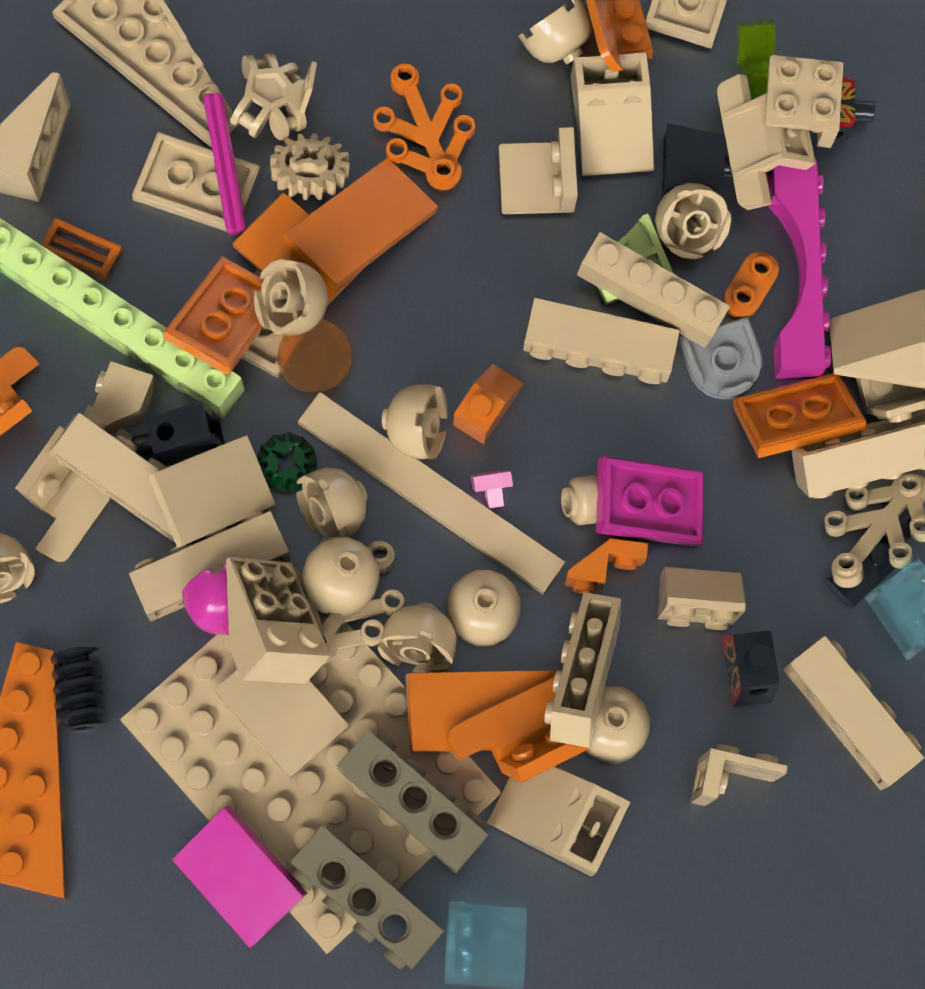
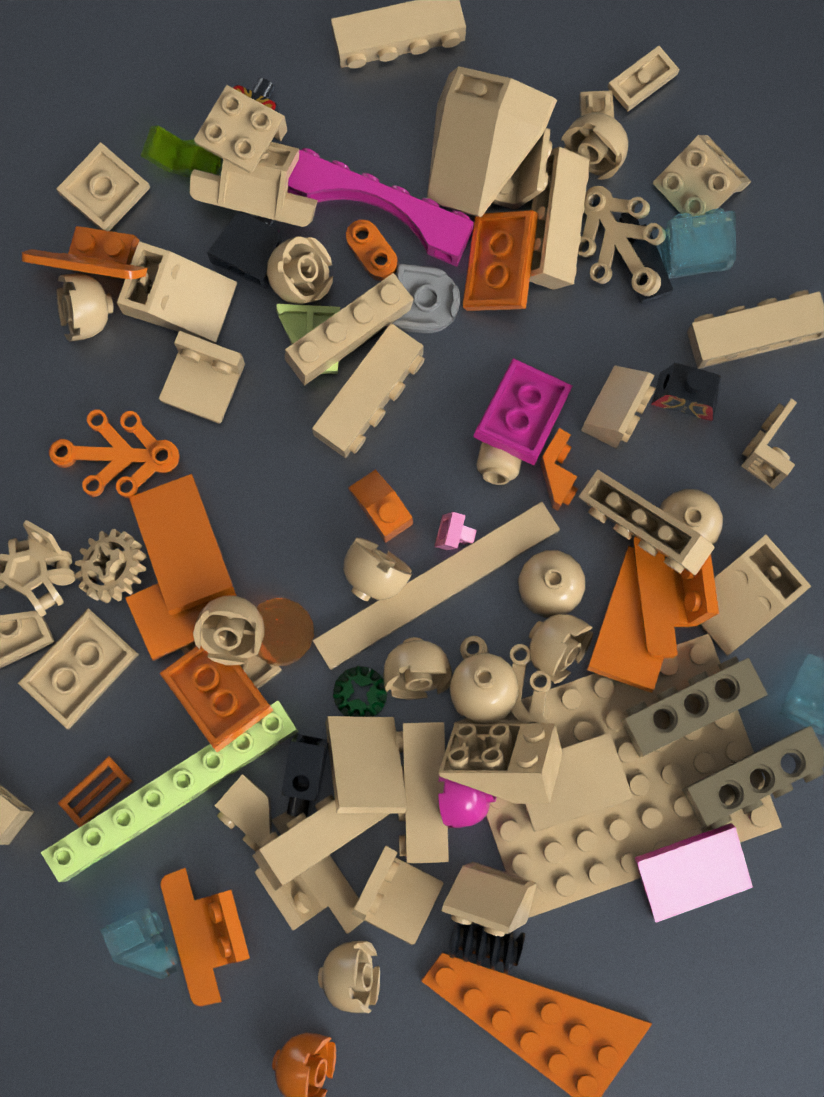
camera: 60 degrees left, 5 degrees up
(92, 579) = (398, 897): none -> tan bracket
(124, 670) = (490, 899): none -> tan slope
(224, 163) = (76, 637): dark pink axle -> none

